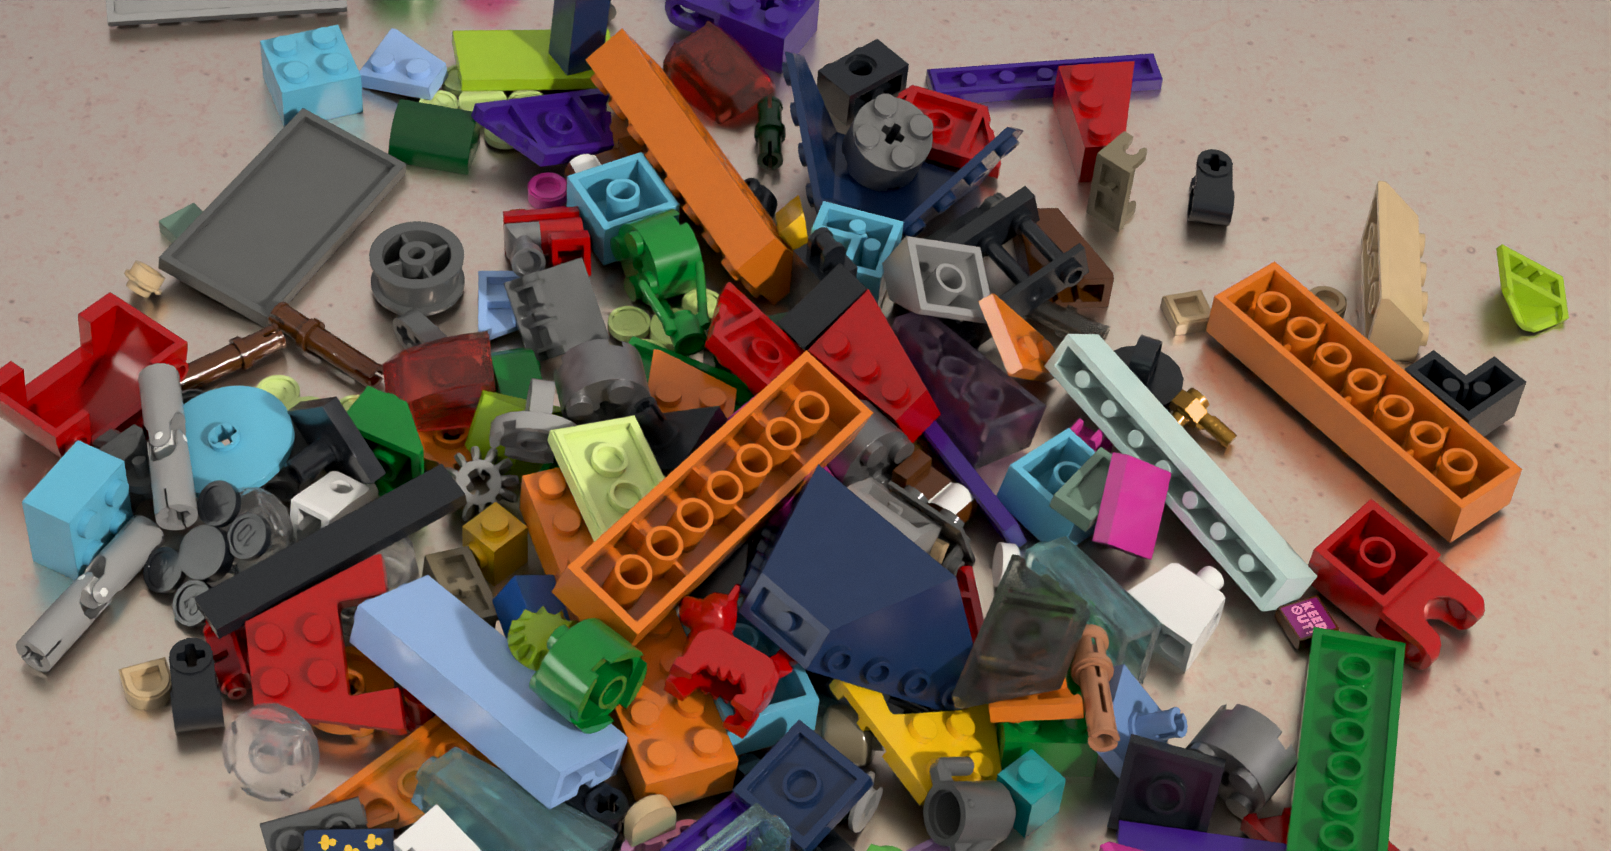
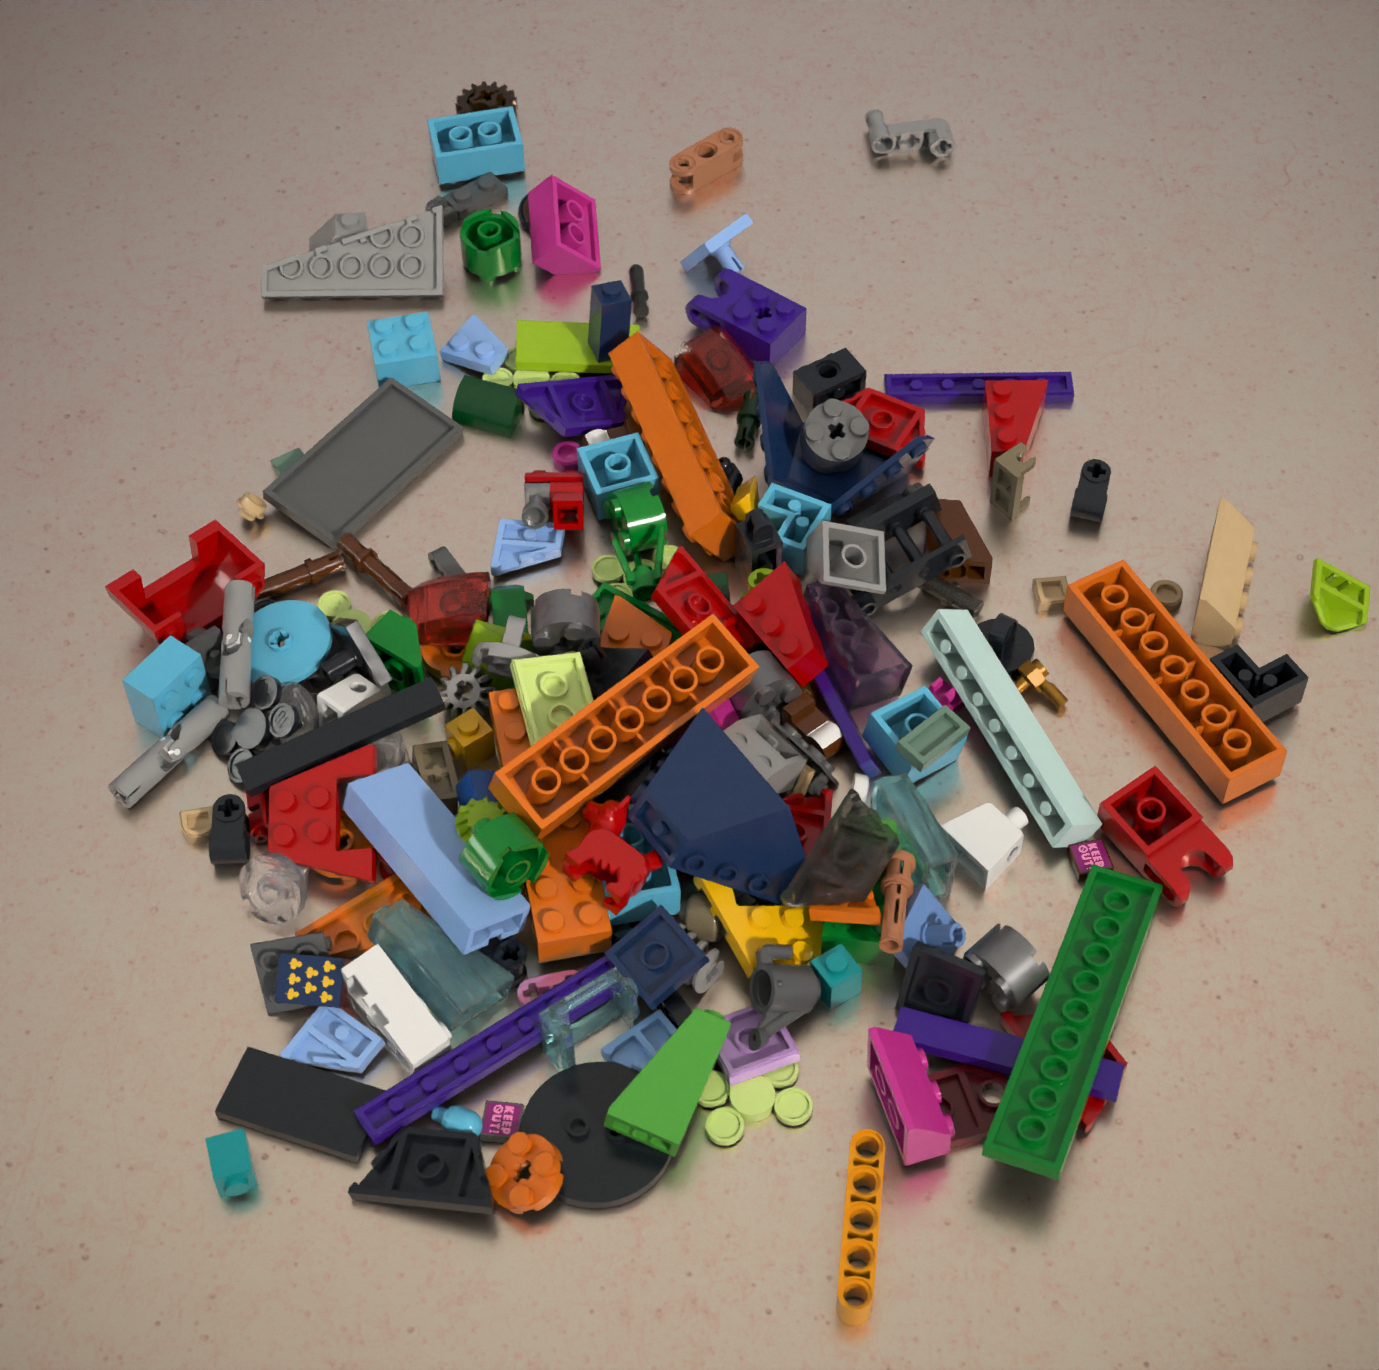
camera: 15 degrees right, 5 degrees up
(417, 268) = (453, 513): dark grey wheel -> none
(556, 309) = (552, 556): dark grey hinge -> none
(649, 819) = (540, 968): tan tile -> none
(822, 307) = (749, 571): black tile -> none
(1018, 343) = (901, 611): orange wing -> none
(1131, 506) = (961, 754): dark pink tile -> none

